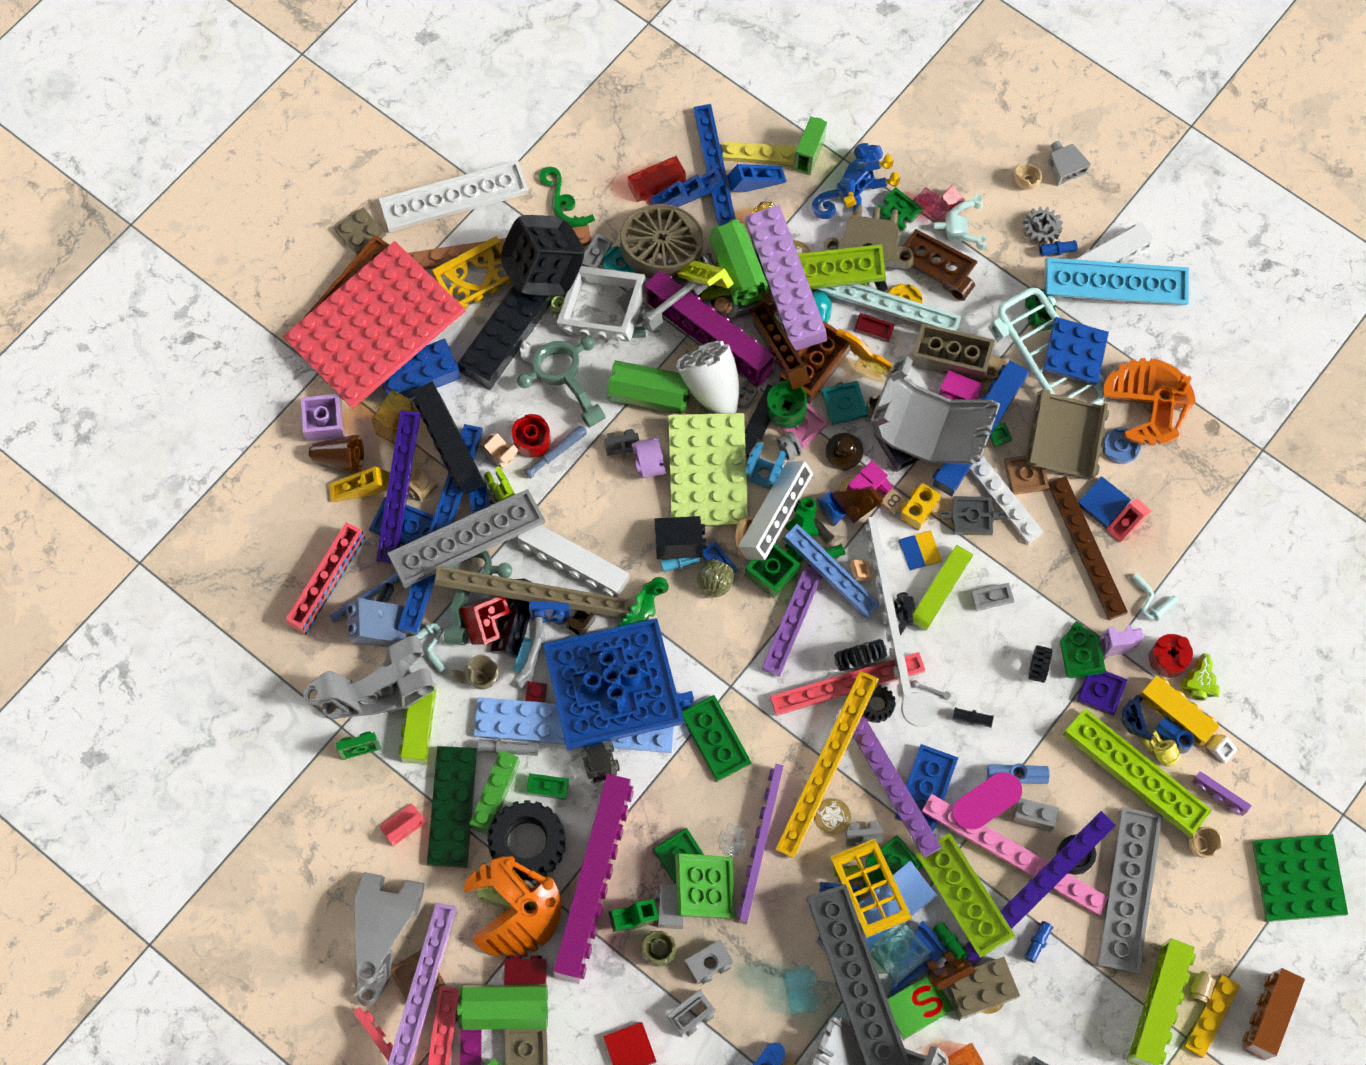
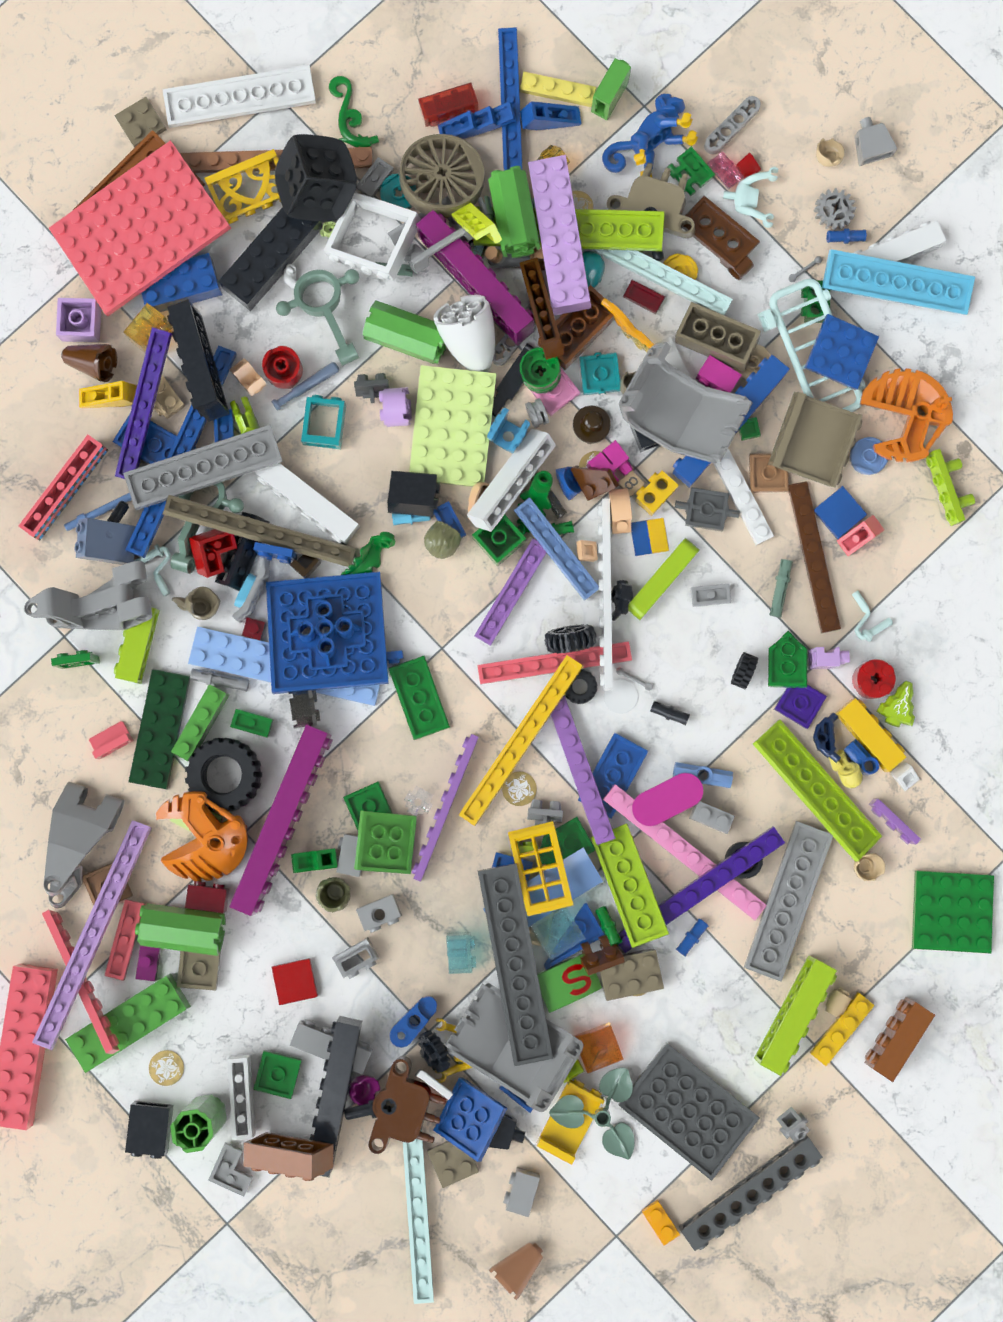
camera: 10 degrees right, 15 degrees up
(579, 500) = (323, 441): none -> teal window
(888, 527) = (620, 511): none -> light nougat brick
(928, 163) = (730, 123): none -> light grey beam
(1035, 273) = (792, 277): none -> light grey hinge
(1060, 573) = (781, 587): none -> sand green pin
(1206, 472) = (947, 495): none -> lime plate

